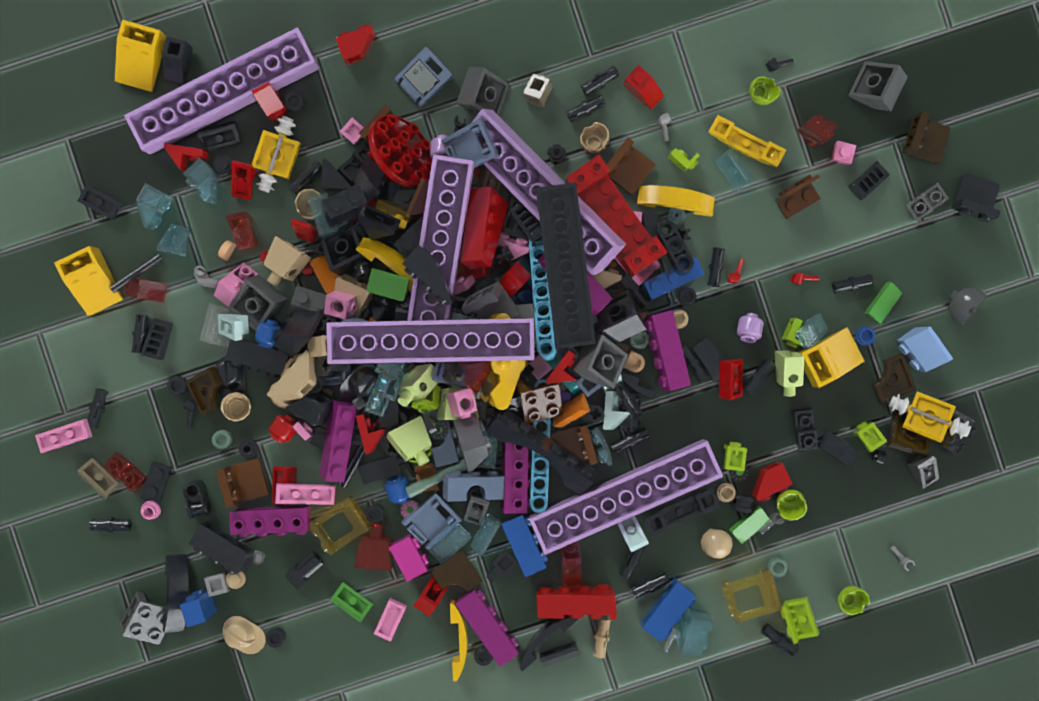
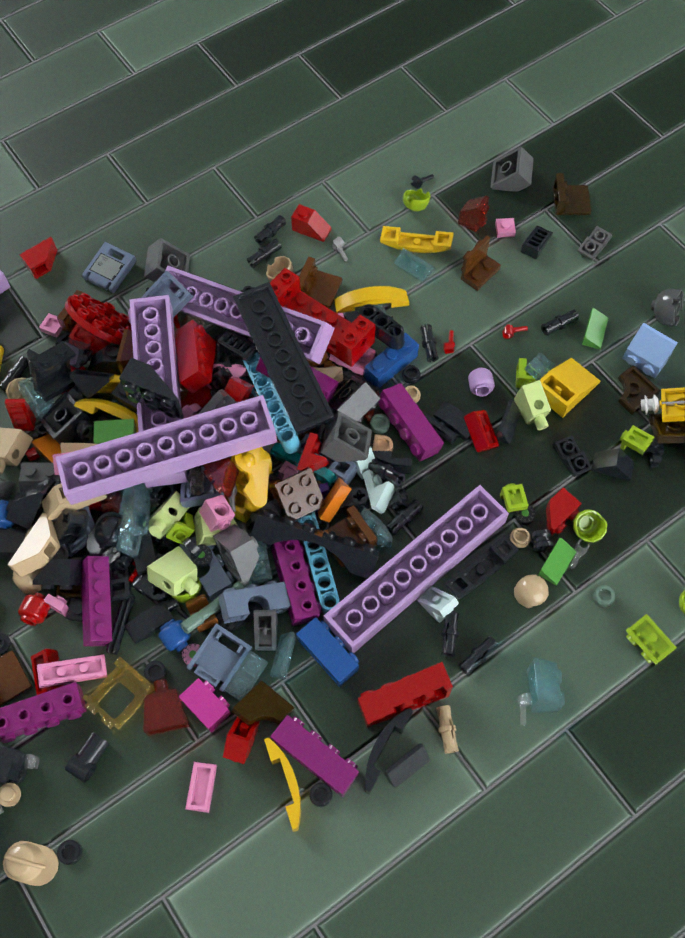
camera: 15 degrees left, 25 degrees down
(351, 602) = (151, 781): bright green slope -> none
(369, 438) = (131, 581): red slope -> none
(503, 564) = (311, 681): black plate -> none
(538, 90) = (216, 249): dark tan brick -> none
(571, 566) = (386, 659): clear red slope -> none
(668, 610) = (508, 674): blue brick -> none
(680, 159) = (364, 268): lime bracket -> none
(768, 592) = (603, 616): clear yellow window -> none
(779, 639) = (640, 670): black pin -> none
(865, 335) = (591, 360): blue plate -> none
(976, 198) = (636, 228): black bracket -> none

